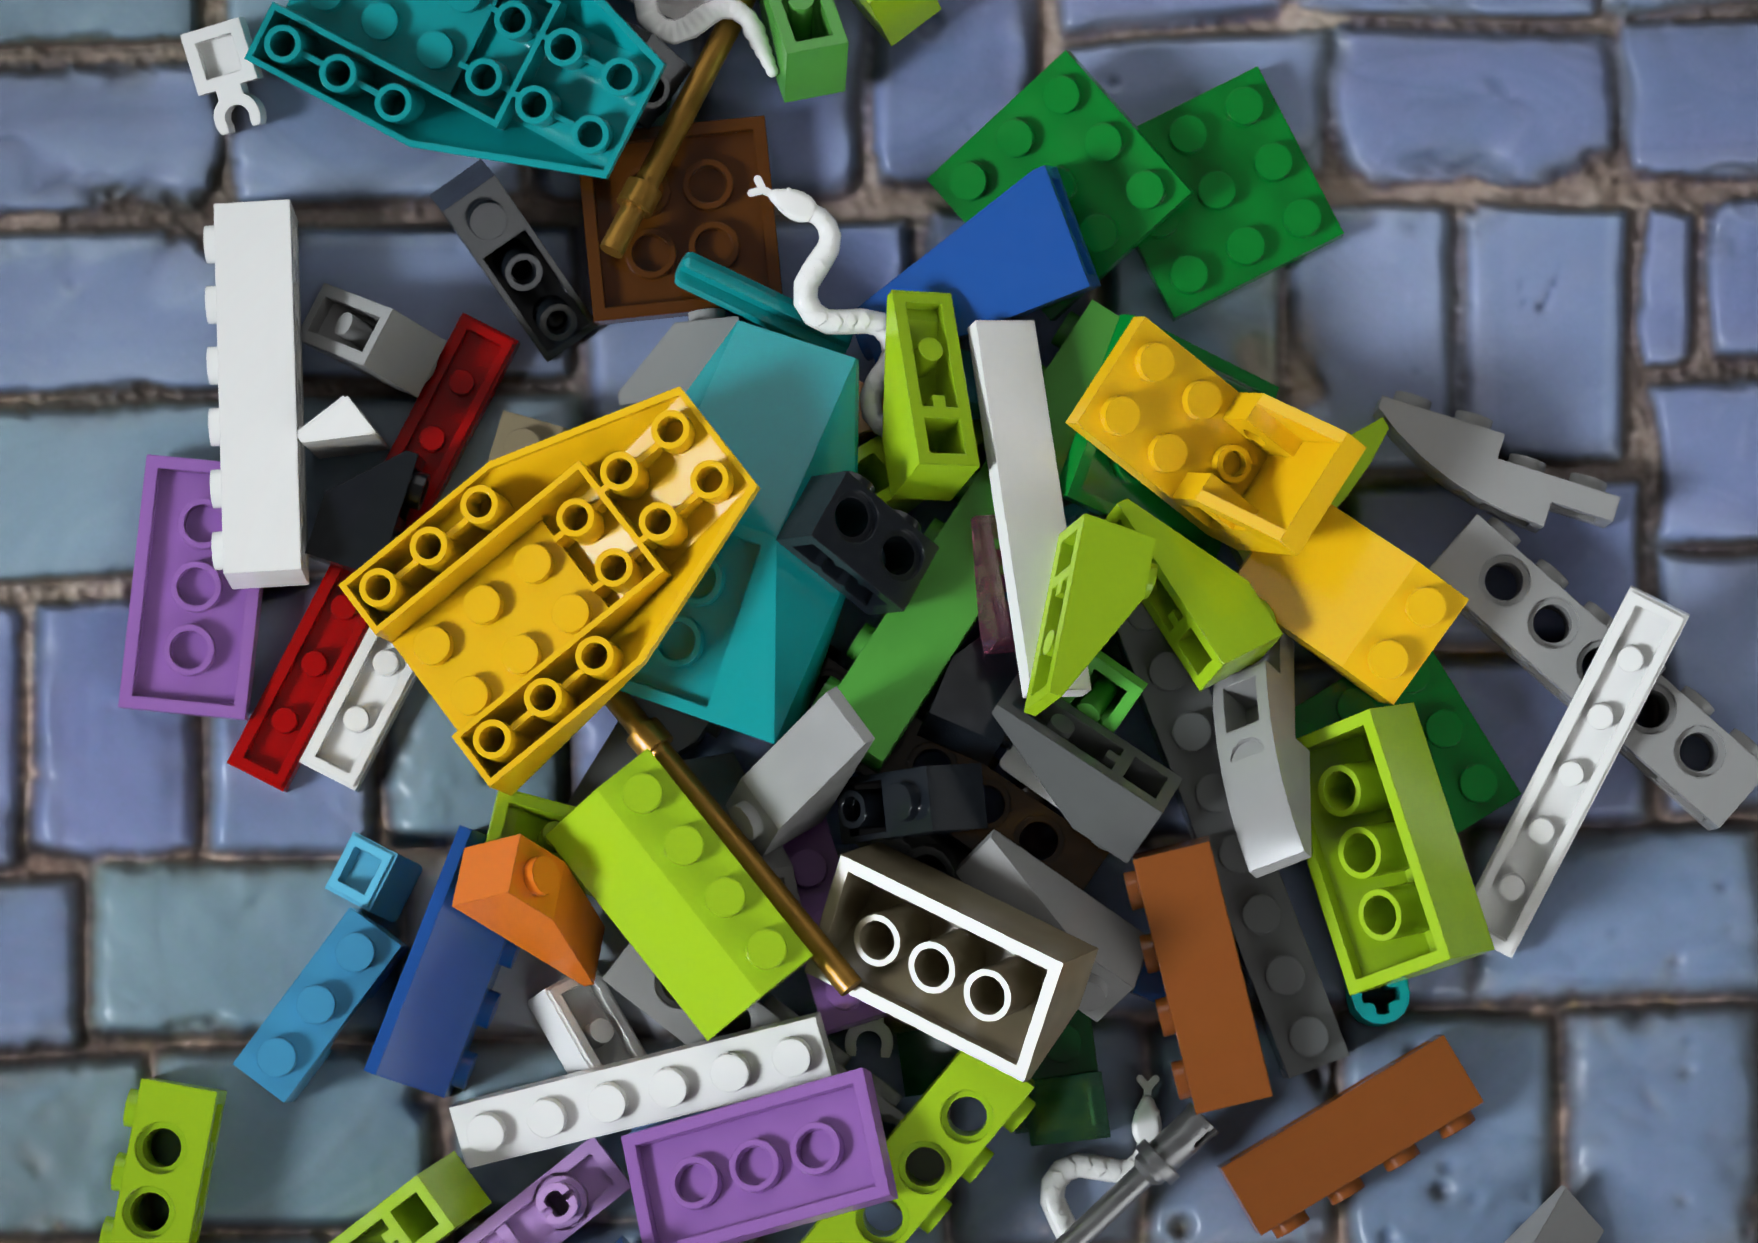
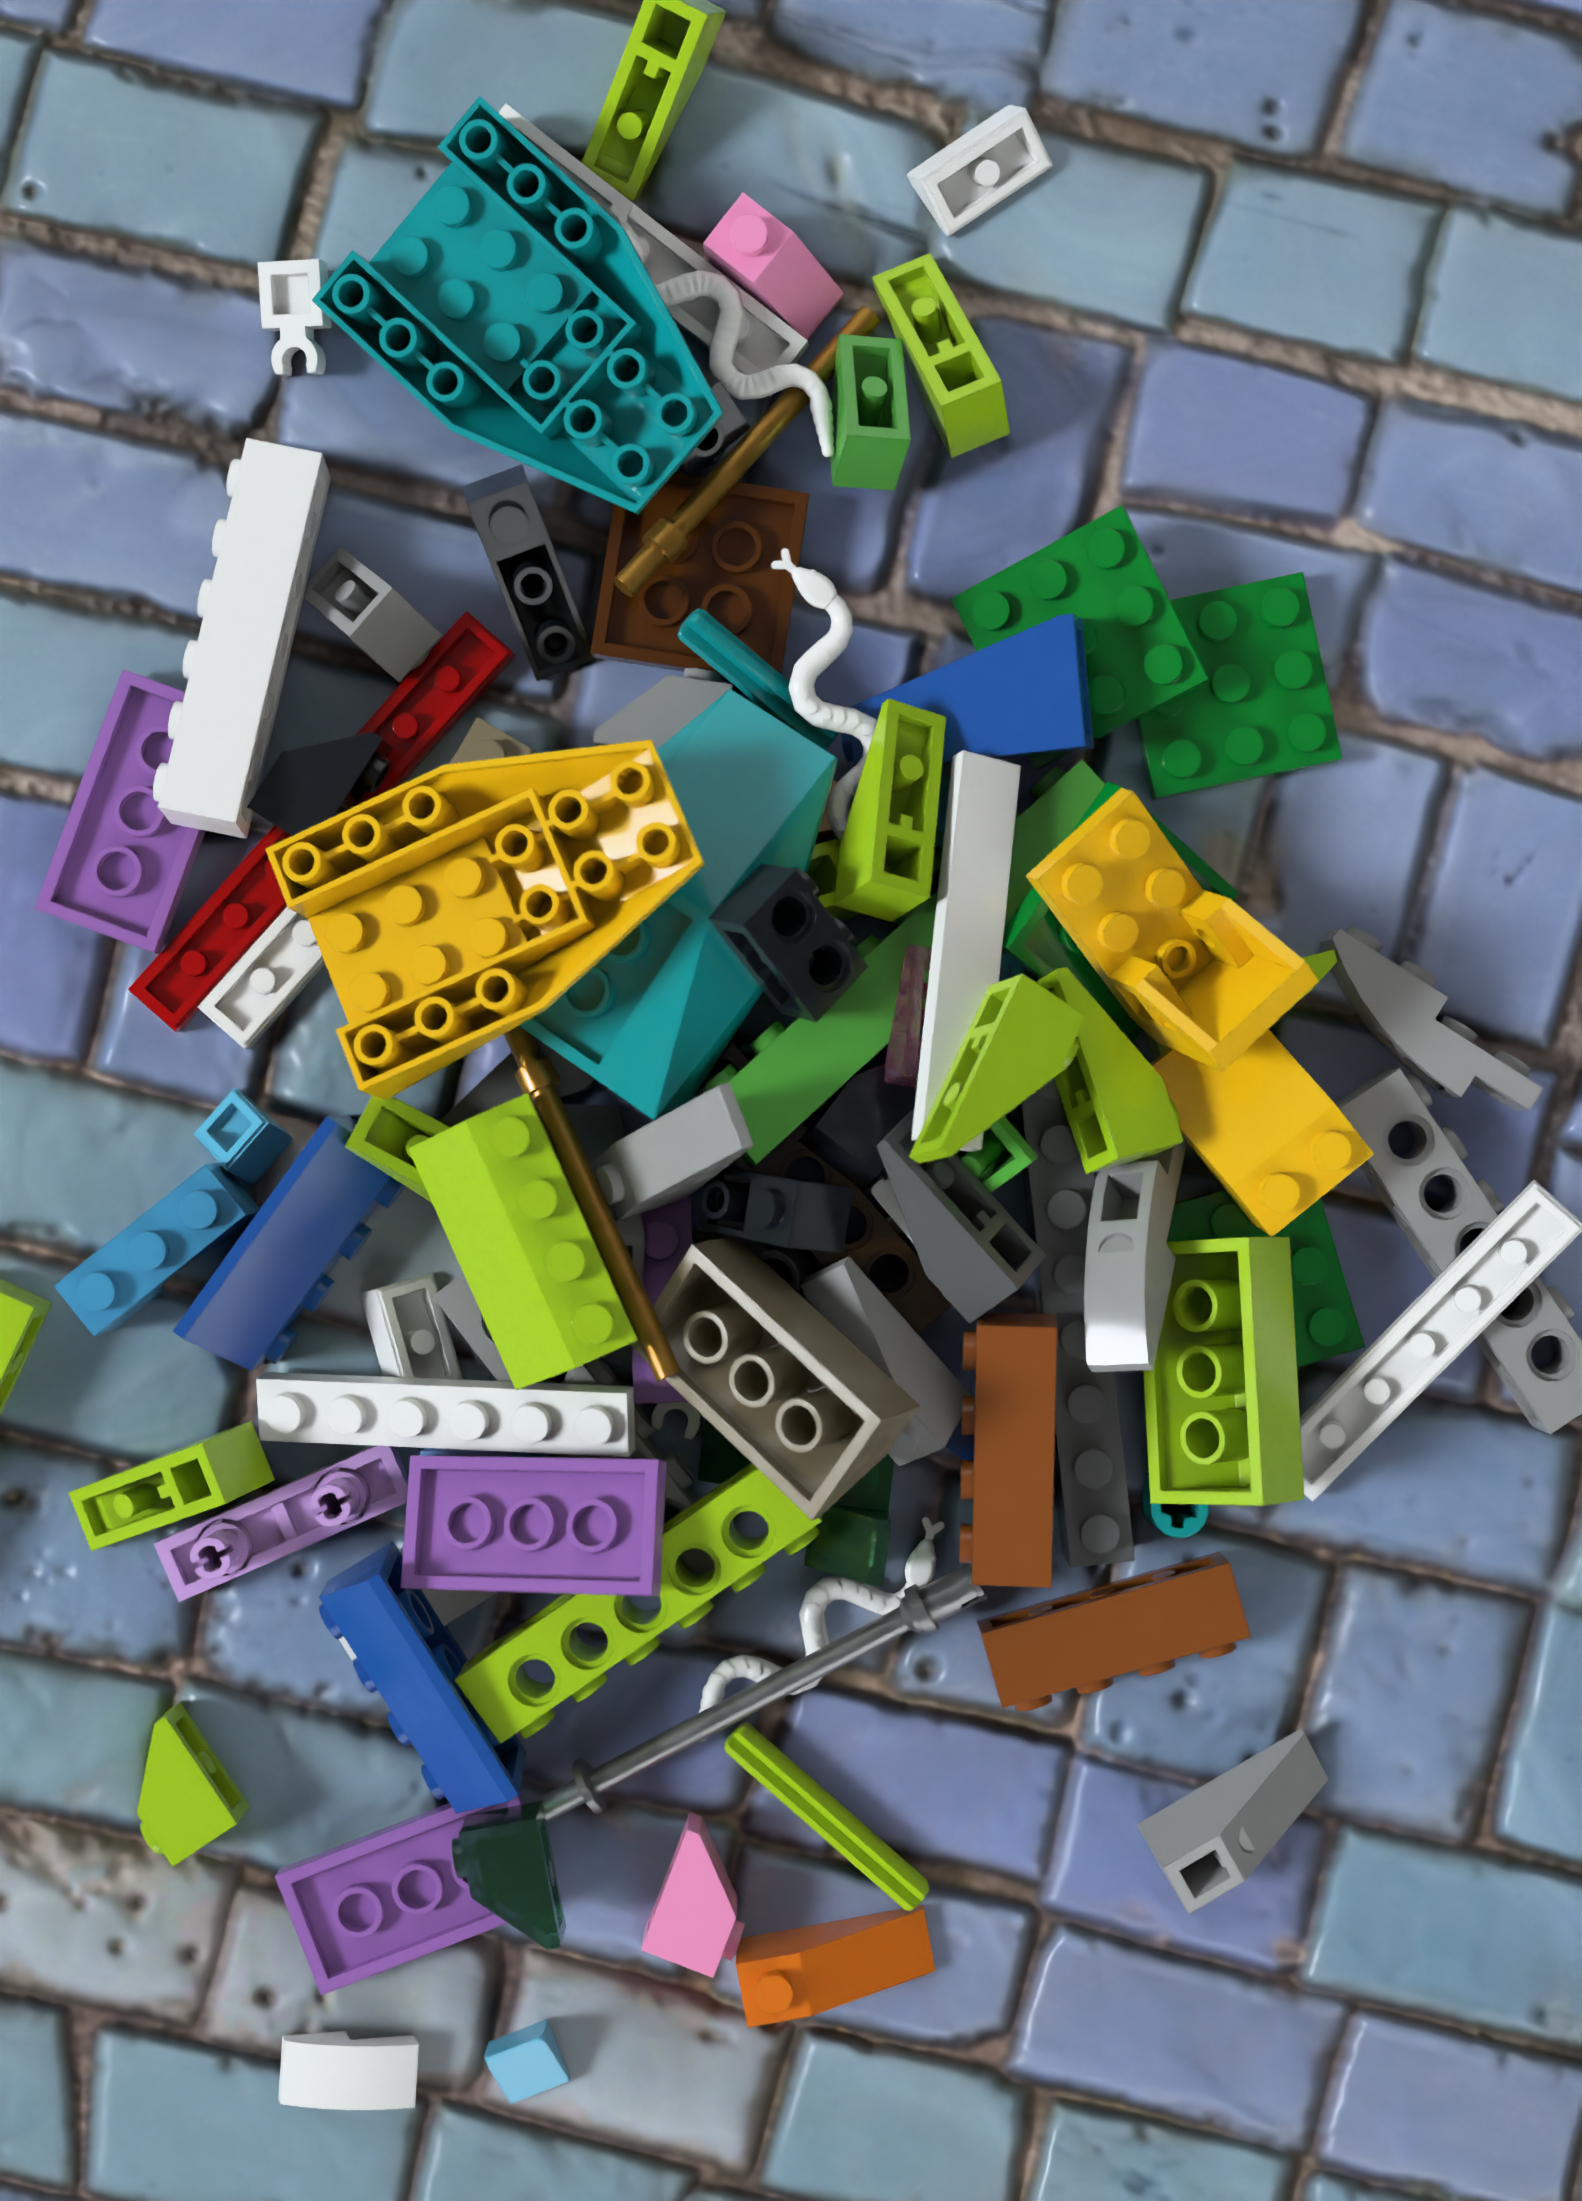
camera: 10 degrees right, 5 degrees up
(341, 432) = (315, 695): white slope -> none
(532, 903) = (378, 1209): orange slope -> none

